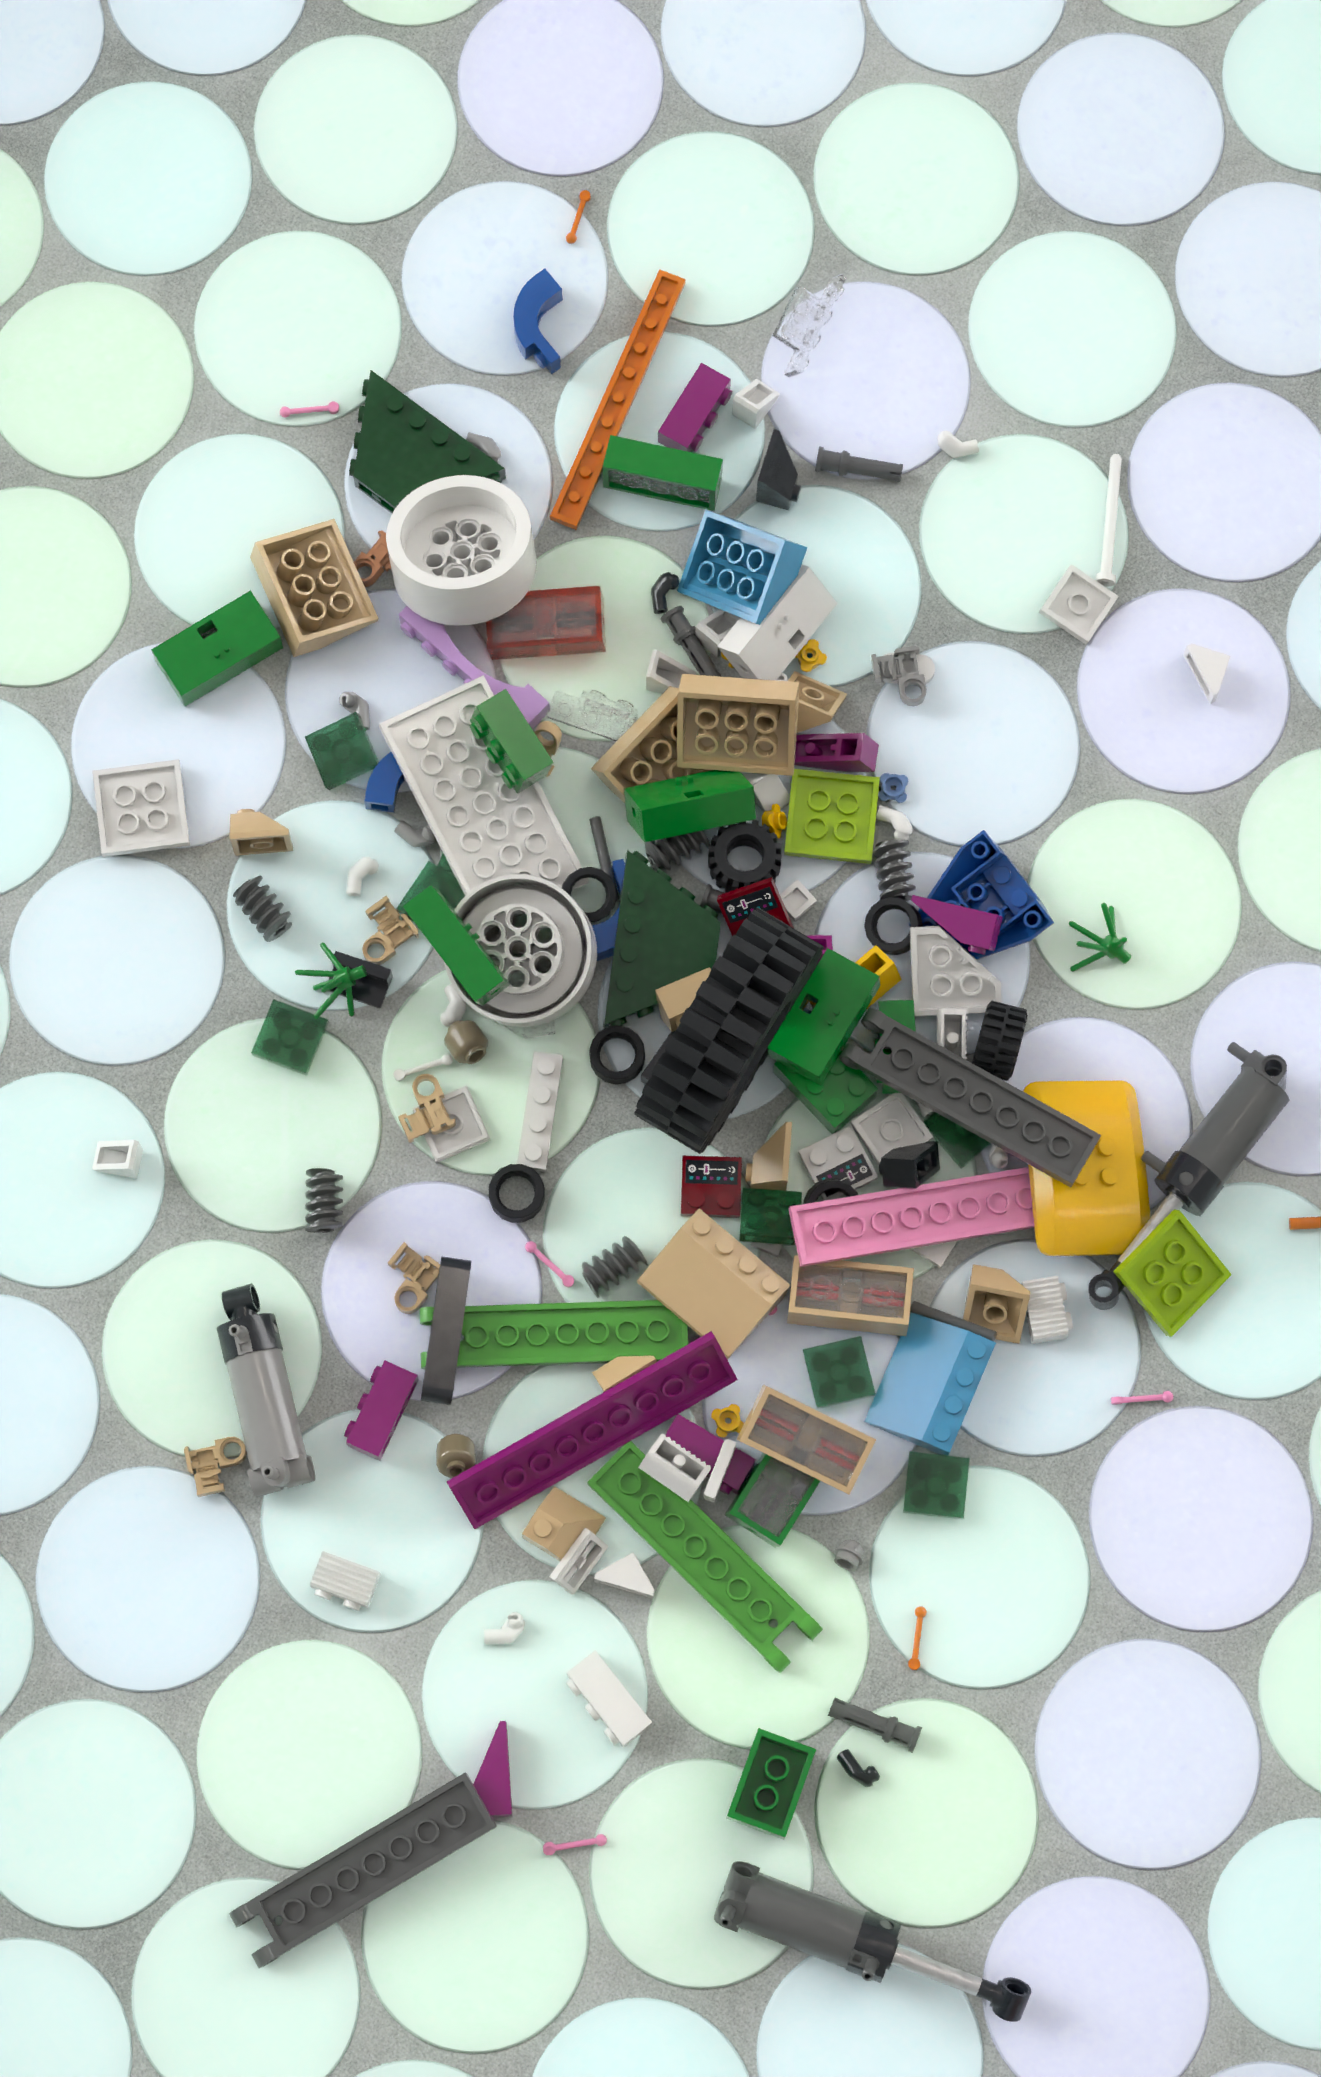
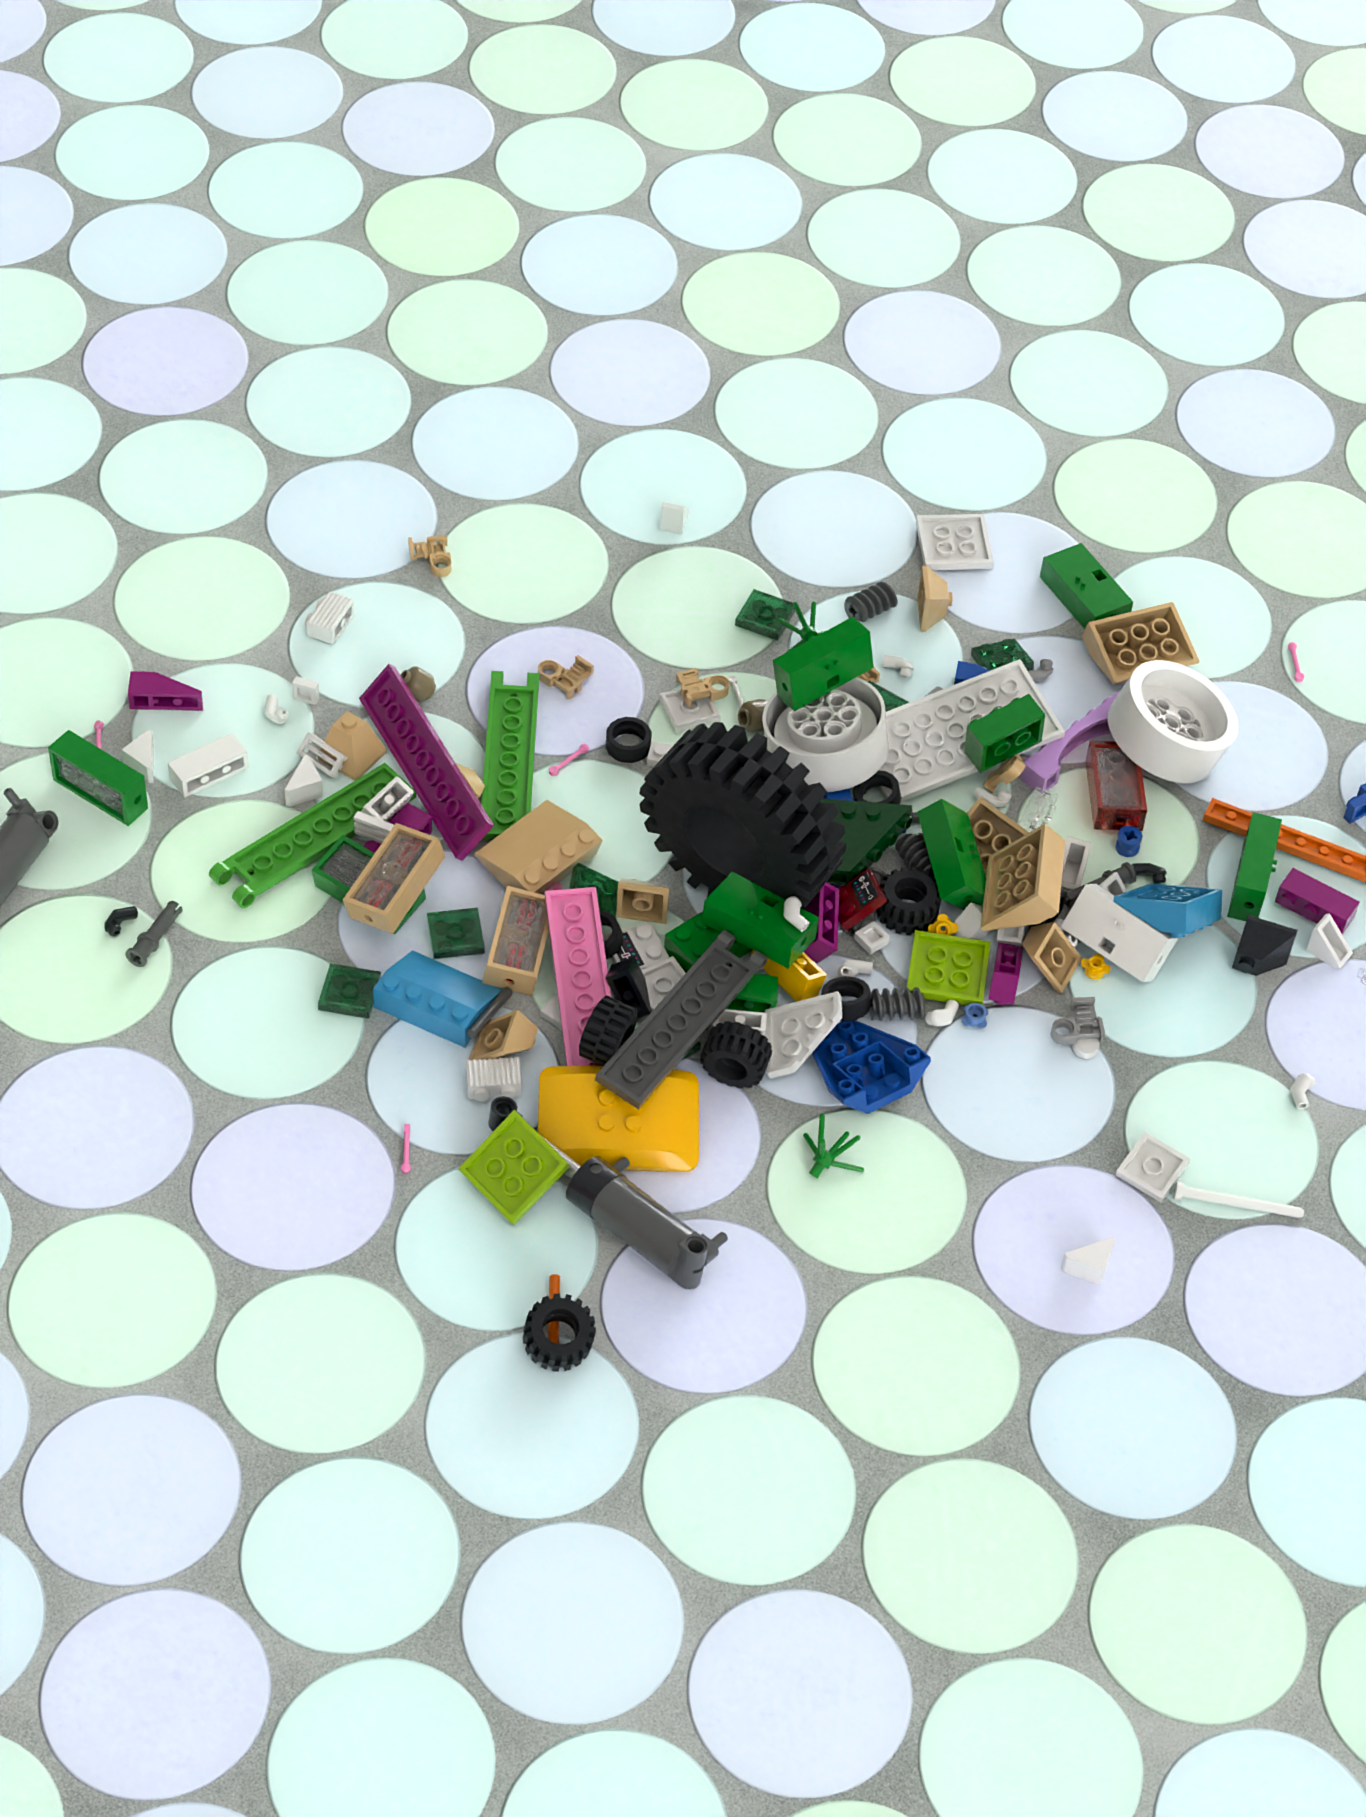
camera: 90 degrees right, 25 degrees down
(262, 1394) = (480, 573): light grey piece -> none
(322, 1200) = (630, 622): dark grey piece -> none
(367, 1867) = (106, 610): dark grey hinge -> none
(381, 1410) = (460, 647): magenta brick -> none
(408, 447) = (1266, 713): dark green piece -> none
(446, 1330) = (517, 677): black beam -> none
(472, 1594) = (306, 690): none -> white plate
(485, 444) = (1270, 767): light grey arm -> none
(569, 763) = (999, 800): none -> white arm
(603, 1783) = (140, 755): none -> white slope
(612, 1265) = (560, 788): dark grey piece -> none
(621, 619) = (1128, 841): none -> blue wheel
(656, 1826) = (98, 777): none -> green brick
(711, 1185) = (625, 860): dark red plate -> none
(771, 1783) = (117, 854): green brick -> none
(834, 974) = (792, 913): none -> white arm
(838, 922) = (853, 967): none -> white arm
(844, 464) = (1276, 1004): dark grey pin -> none
(849, 1555) = (299, 927): light grey plate -> none
(914, 1662) = (202, 968): orange hinge -> none
(967, 925) = (844, 1035): magenta slope -> none
(1007, 1176) = (607, 1030): none -> black tyre

